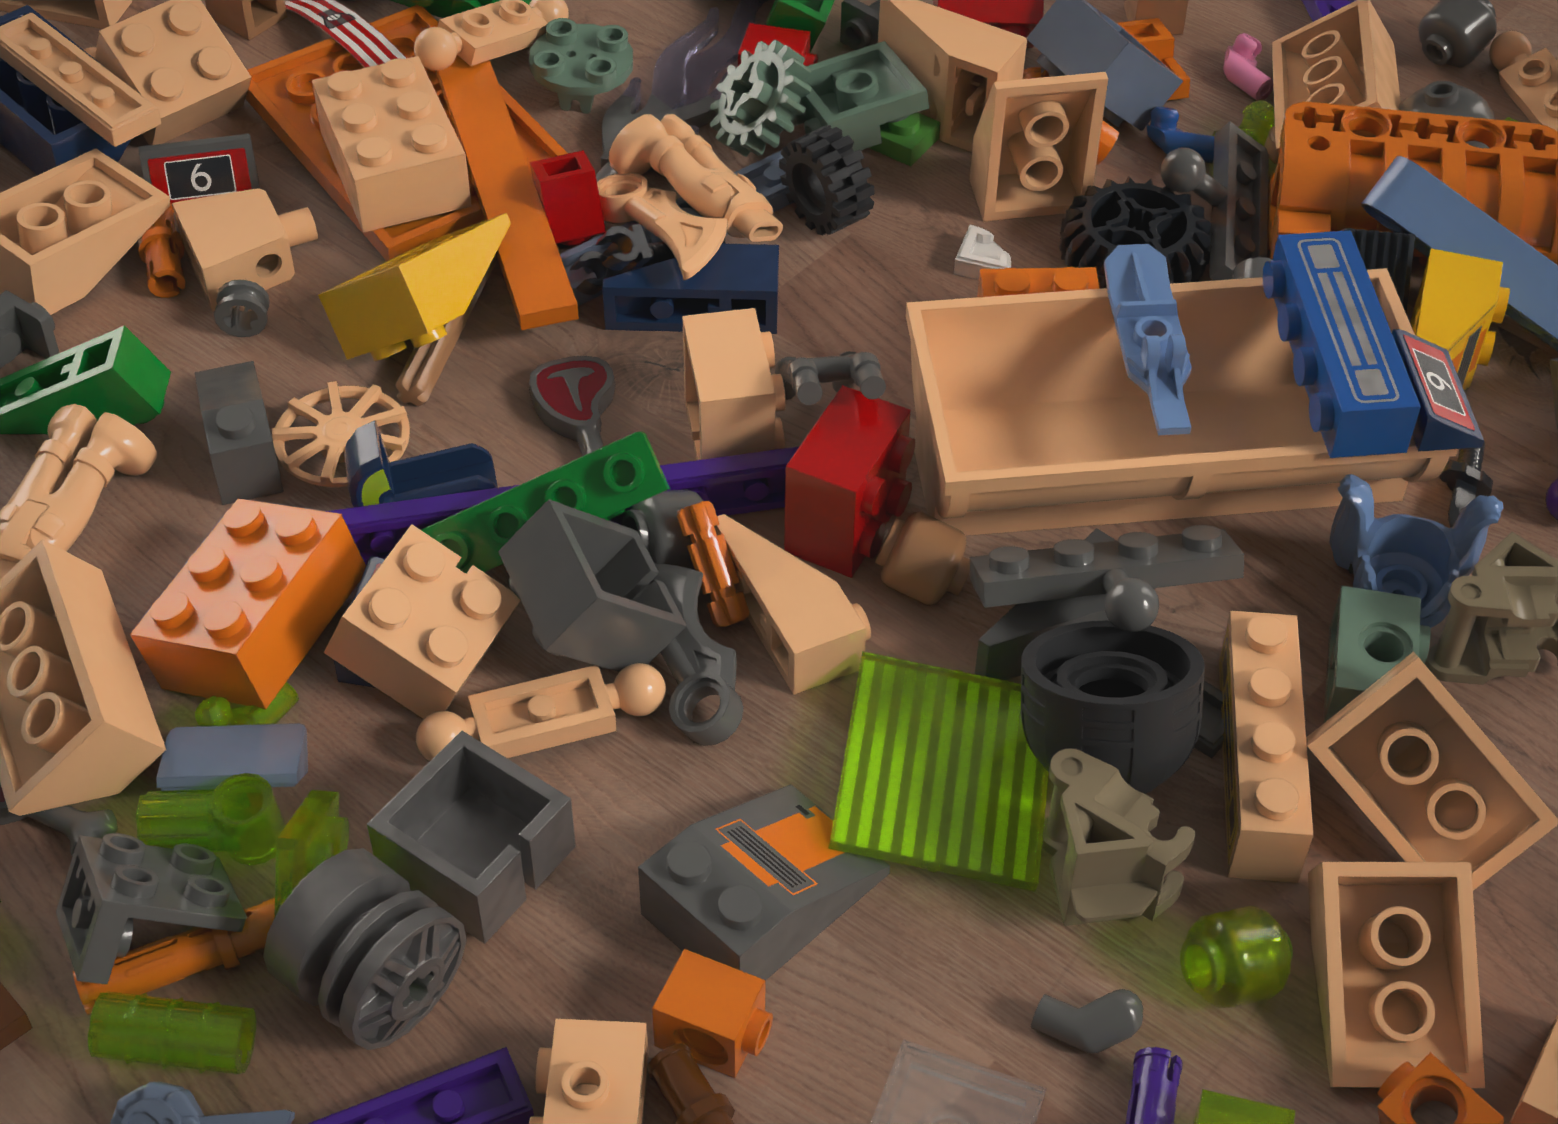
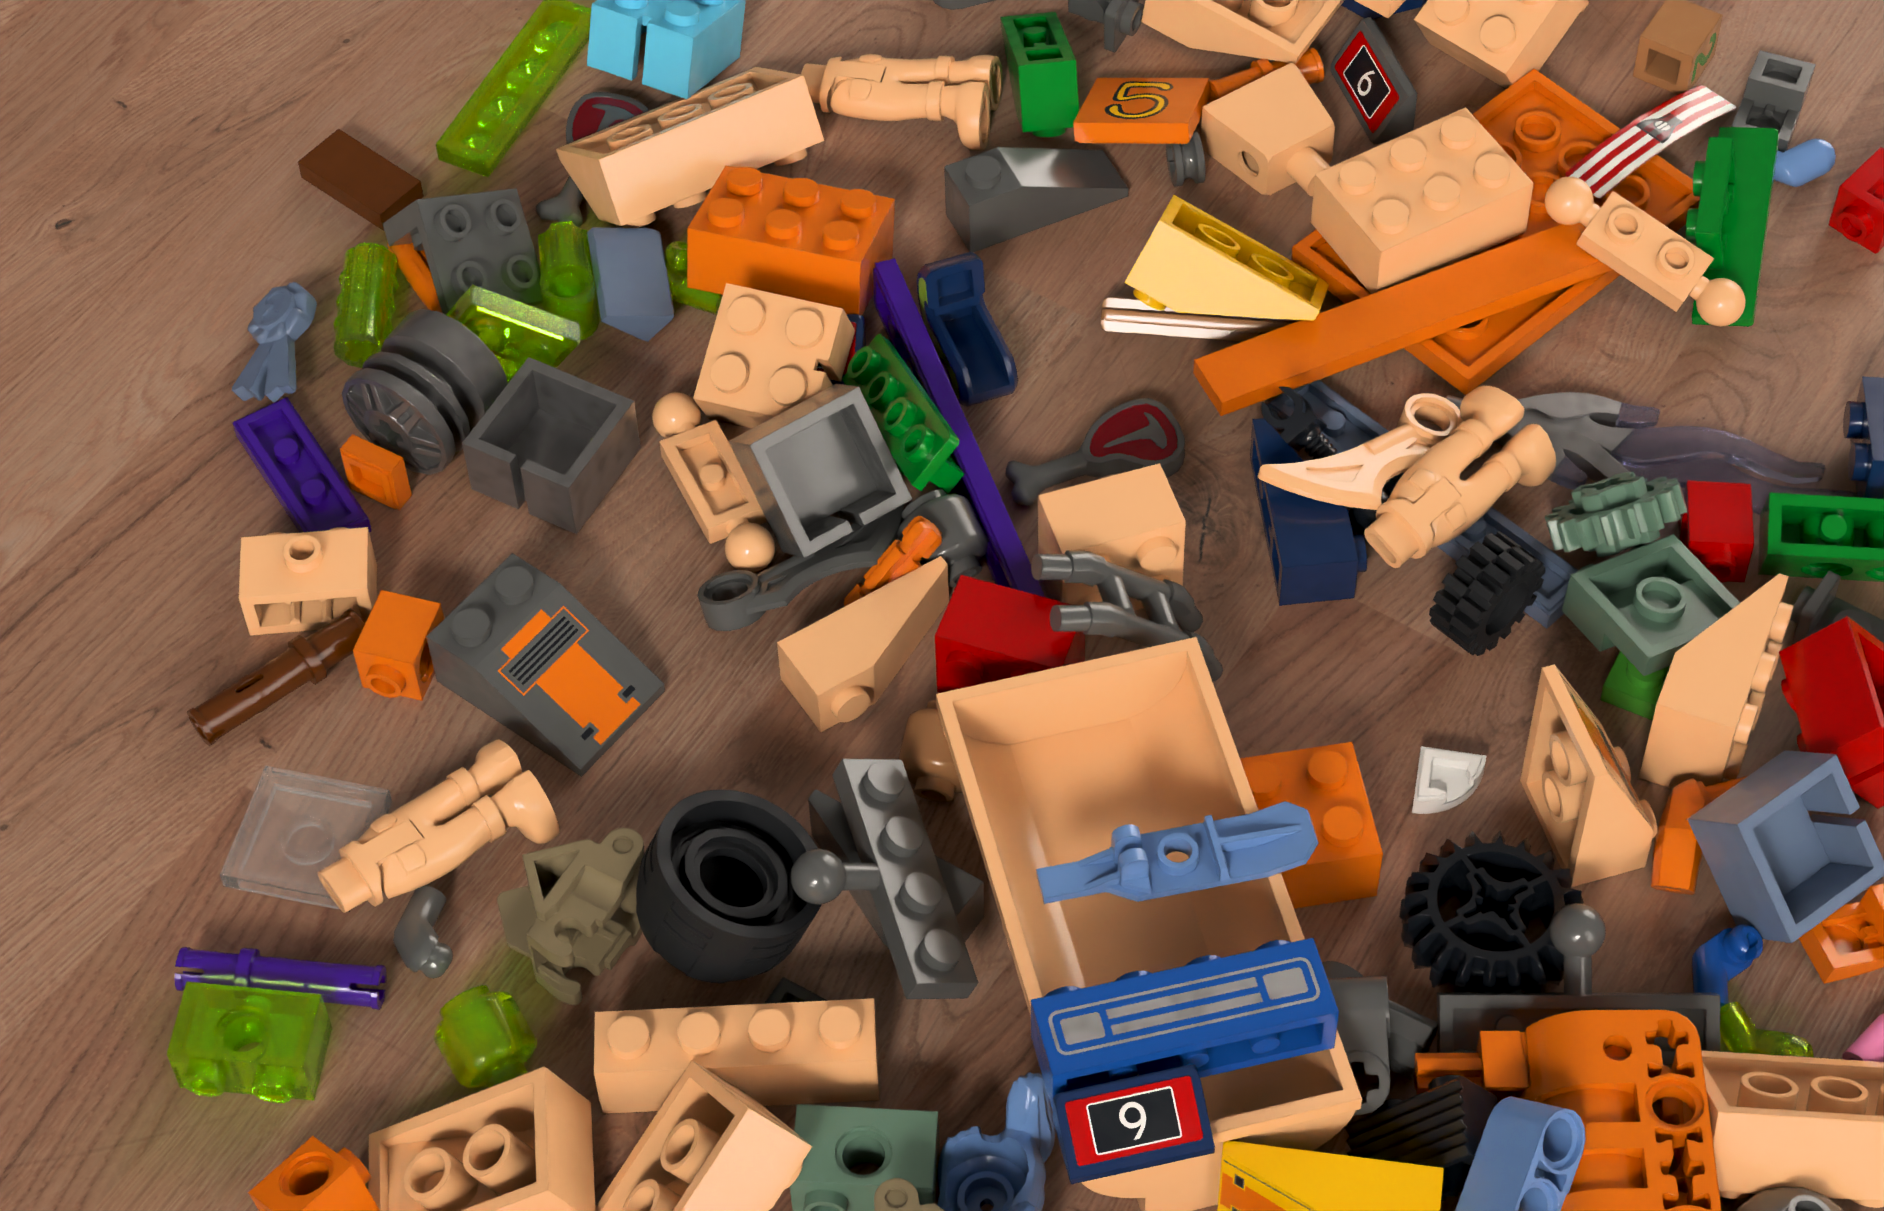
camera: 85 degrees right, 5 degrees up
(185, 312) = (1142, 110): none -> orange tile
(335, 429) = (1042, 273): light nougat wheel -> none
(446, 1029) = (375, 472): none -> orange tile
(569, 197) = (1394, 366): red brick -> none
(581, 60) = (1671, 341): sand green plate -> none
(940, 774) = (648, 758): clear neon green piece -> none
(998, 1012) = (433, 836): none -> light nougat piece

